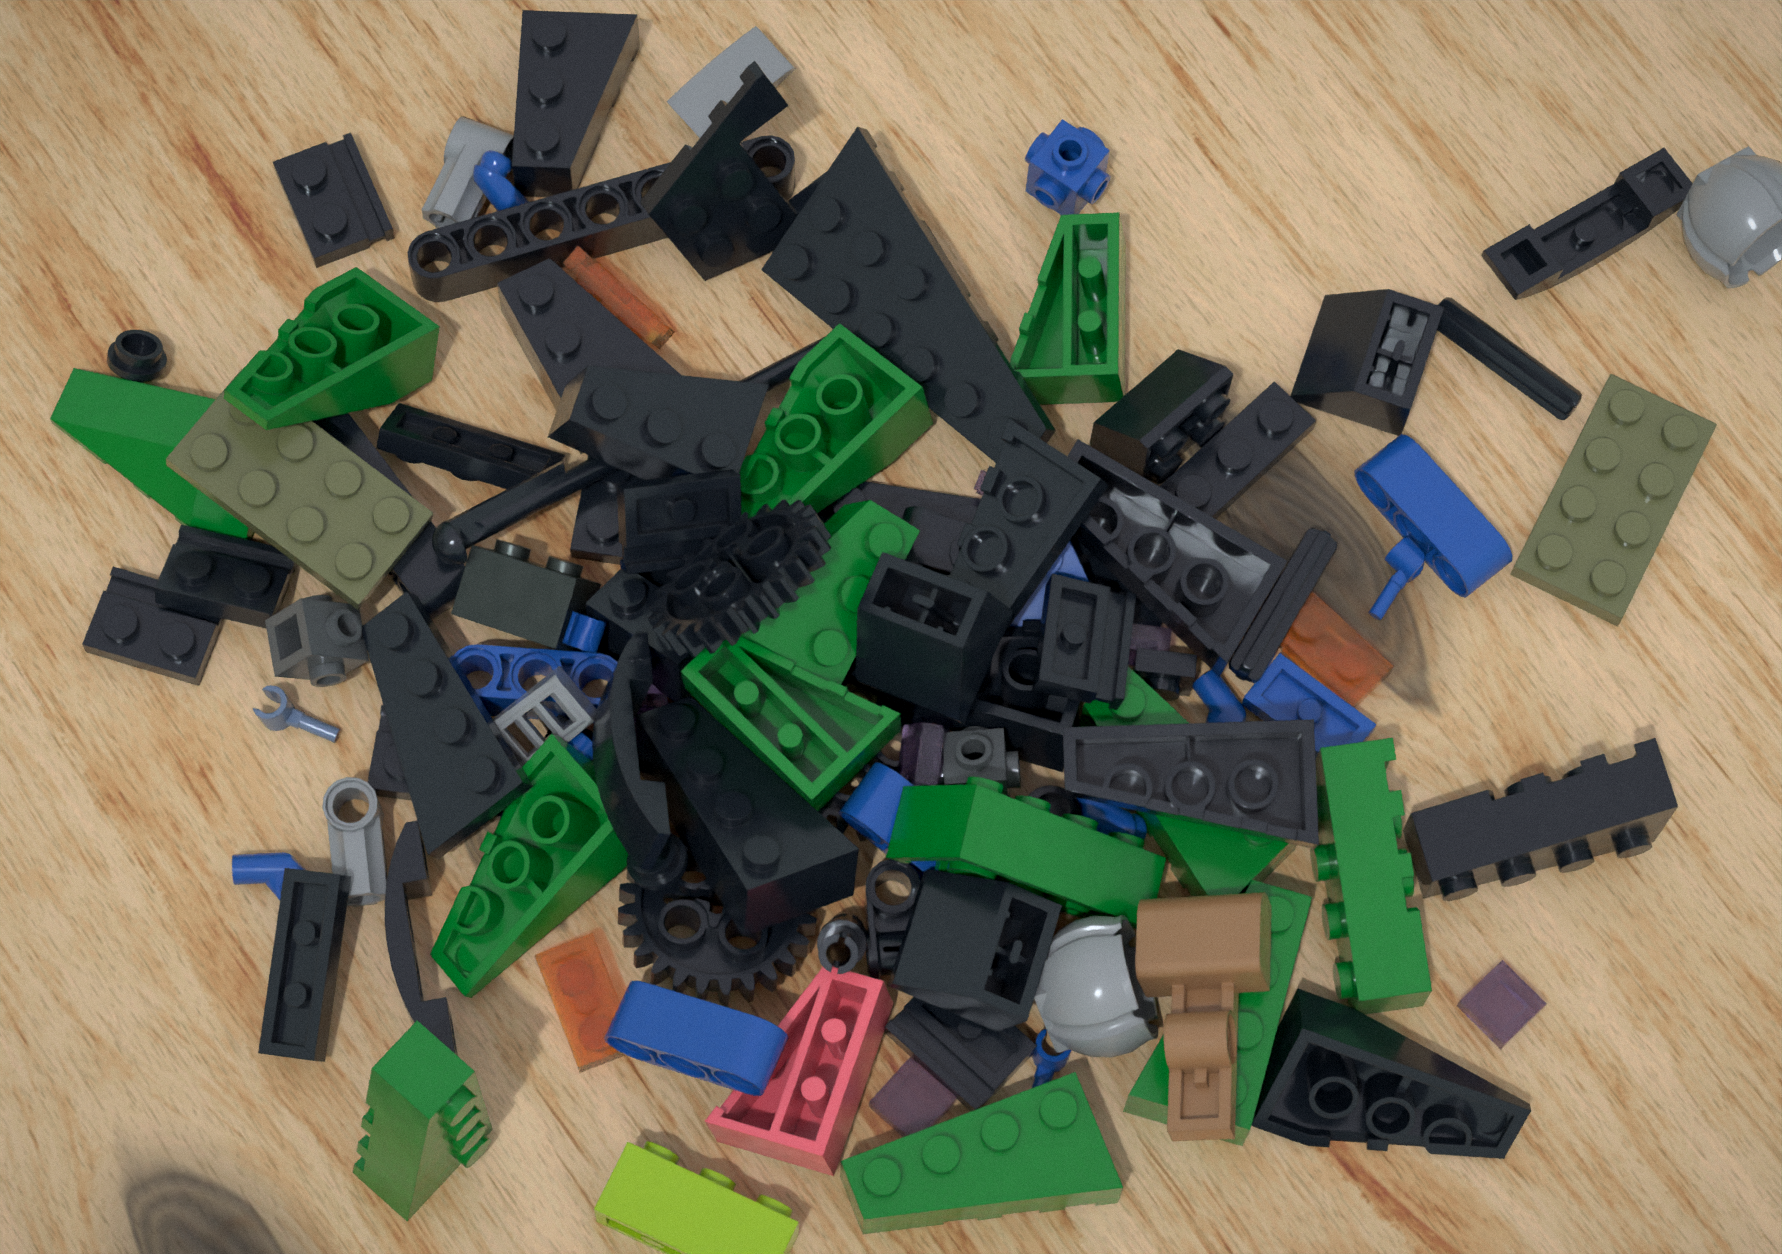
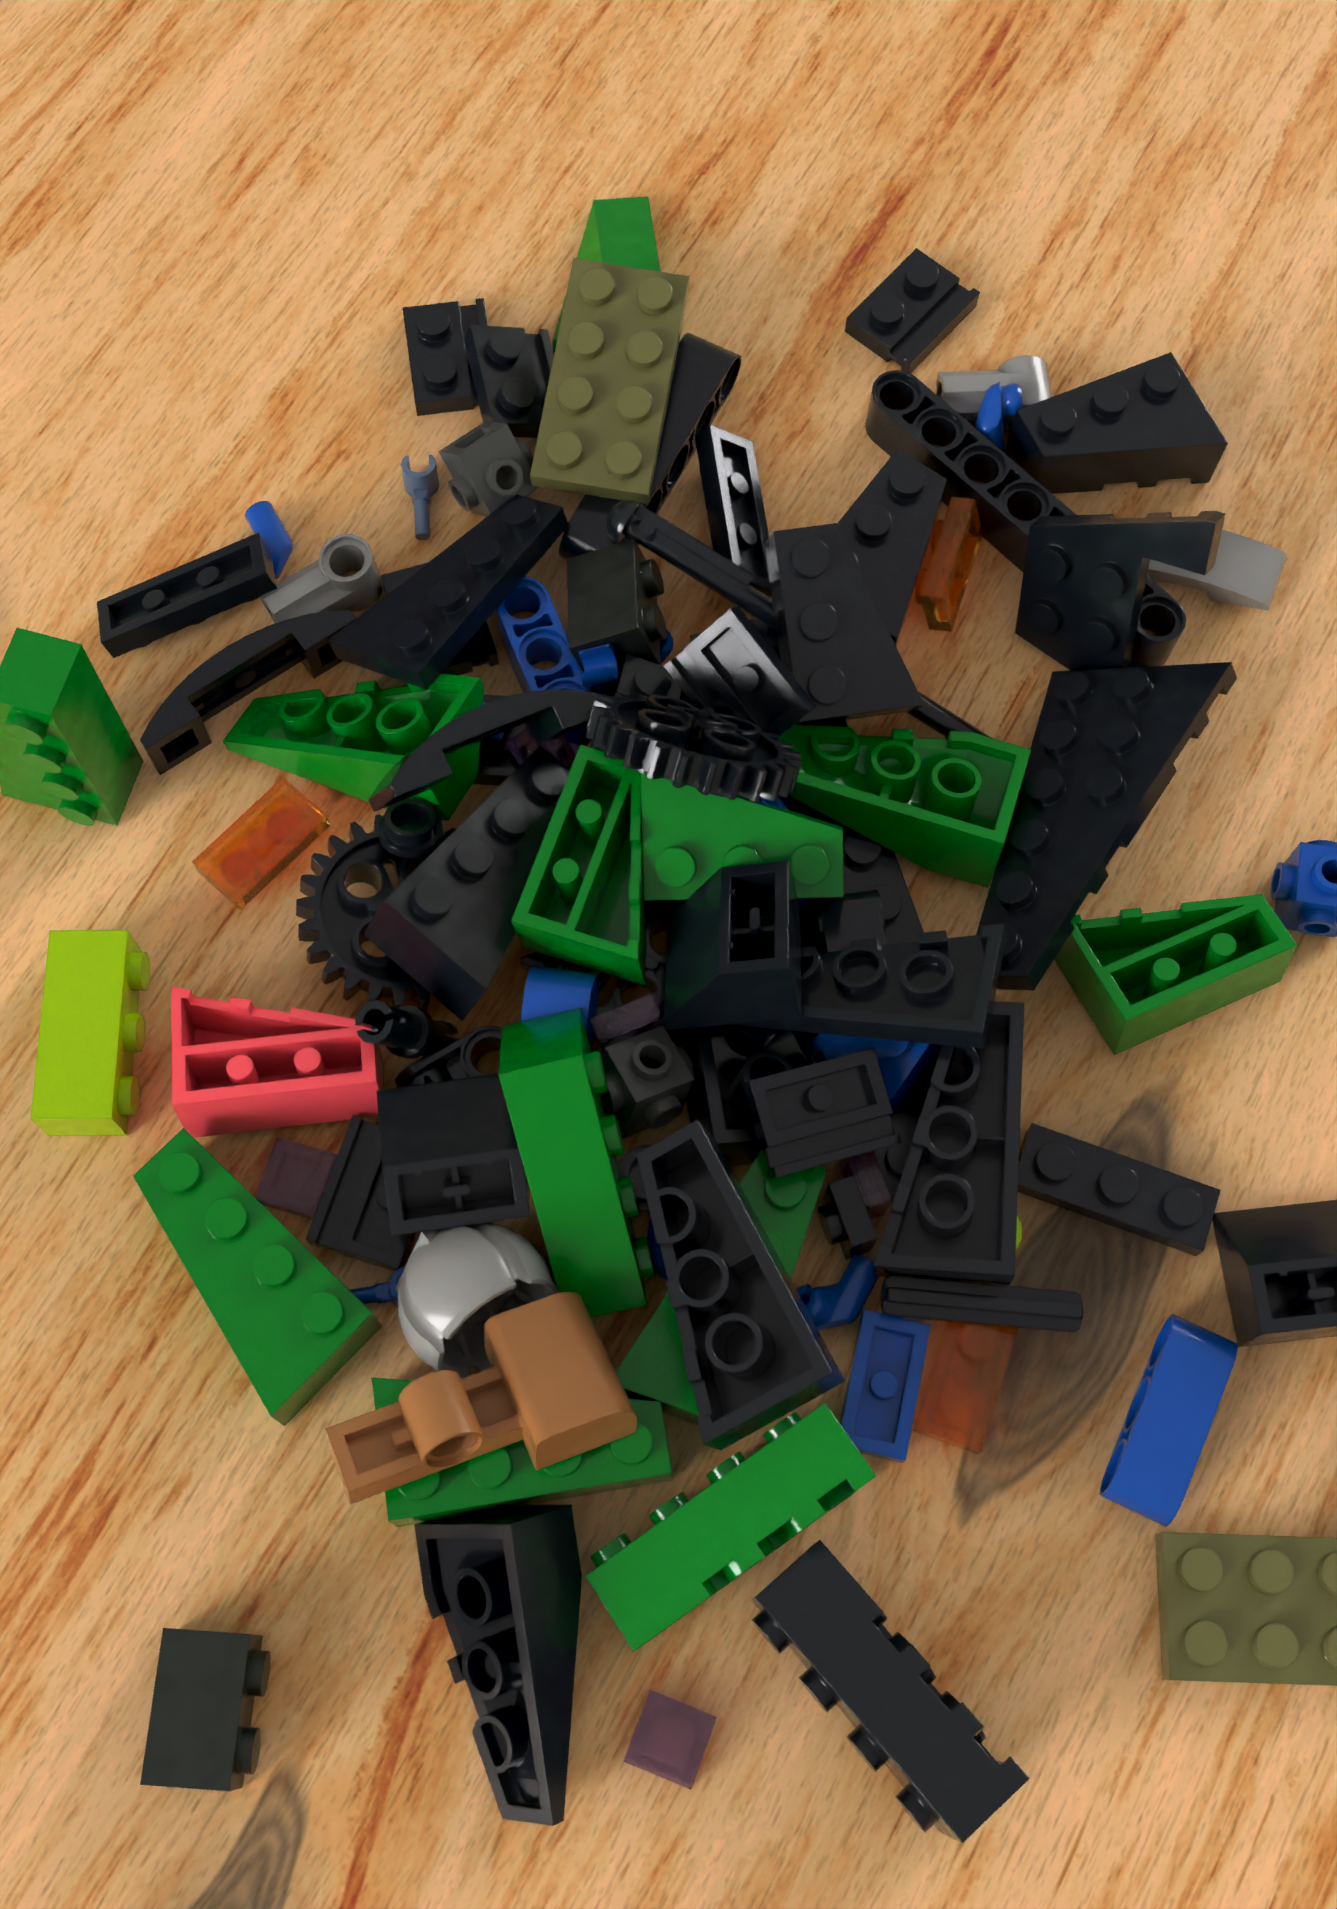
camera: 65 degrees right, 0 degrees up
(137, 356) = (680, 230): black plate -> none
(339, 356) = (760, 363): green wedge -> none
(566, 695) = (527, 674): light grey slope -> none
(696, 1038) = (244, 940): blue beam -> none
(1165, 416) = (1113, 1096): black slope -> none
(1408, 563) = (1104, 1416): blue hand -> none

